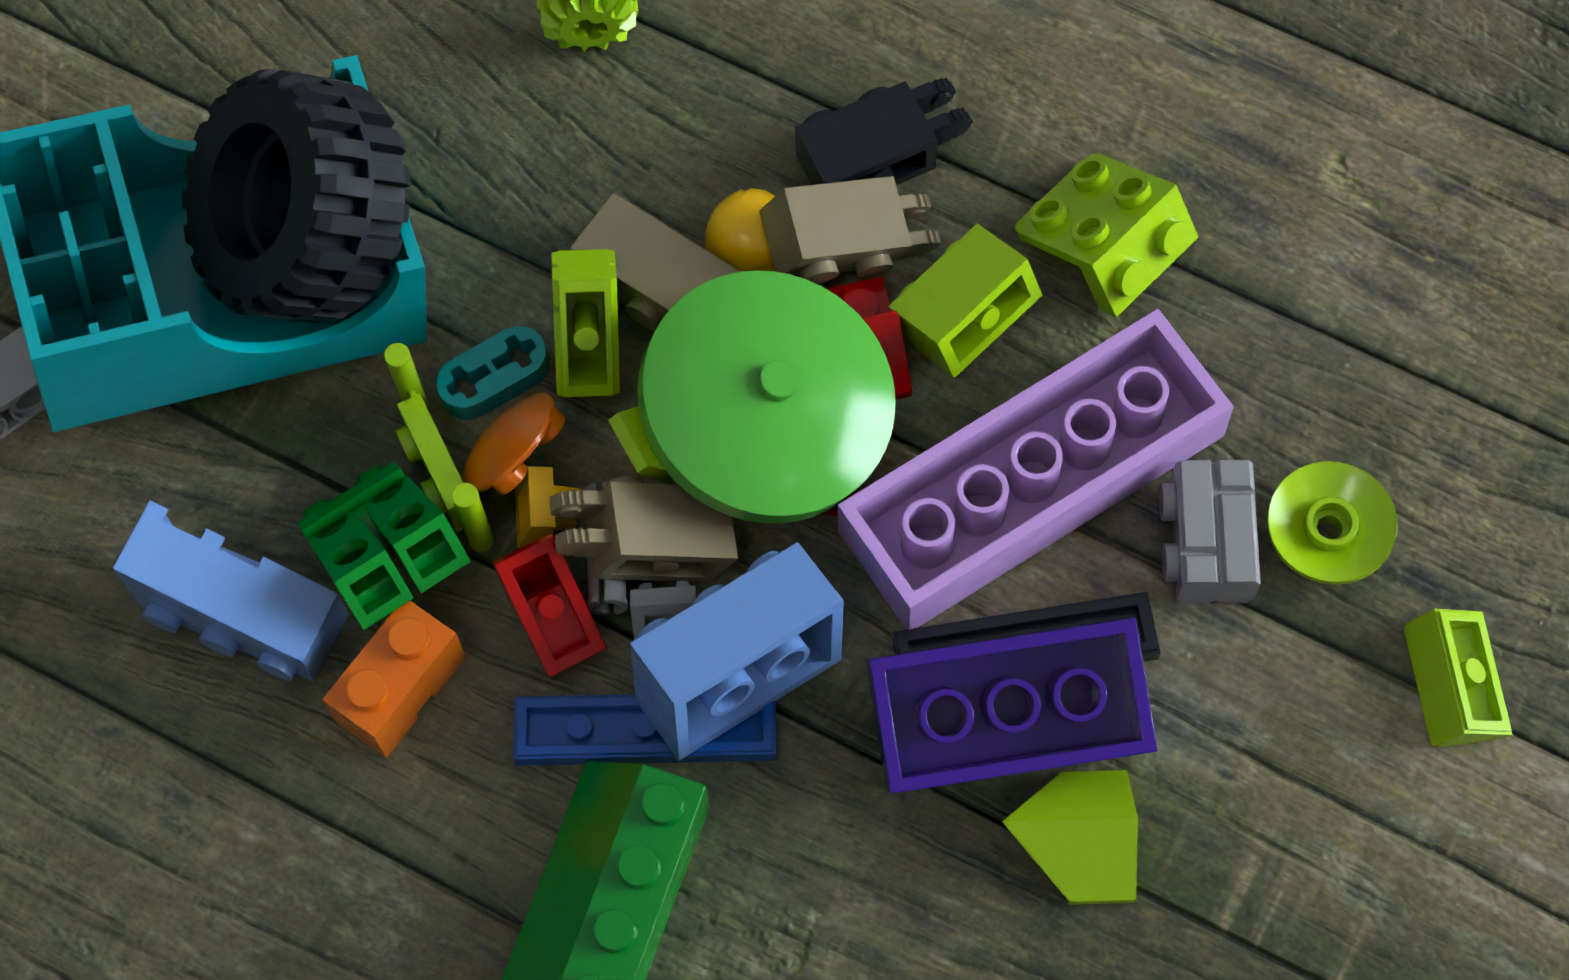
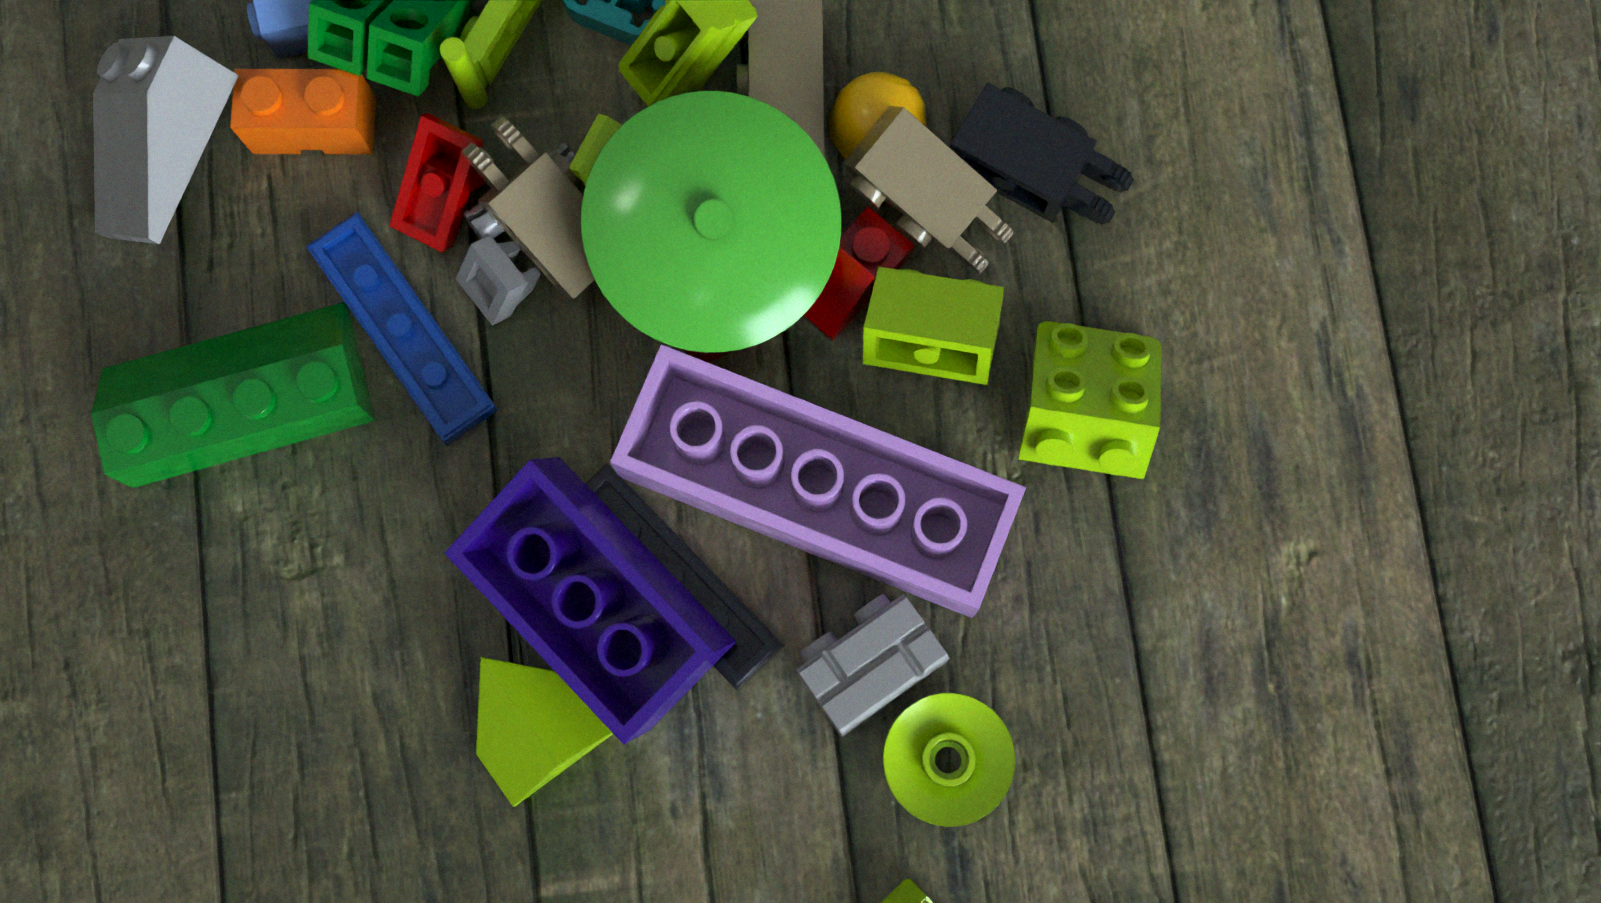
camera: 55 degrees right, 10 degrees up
(323, 814) = (150, 130): none -> light grey slope
(509, 440) = (551, 55): orange dish -> none
(533, 506) = (525, 115): yellow tile -> none
(737, 649) = (483, 348): medium blue brick -> none

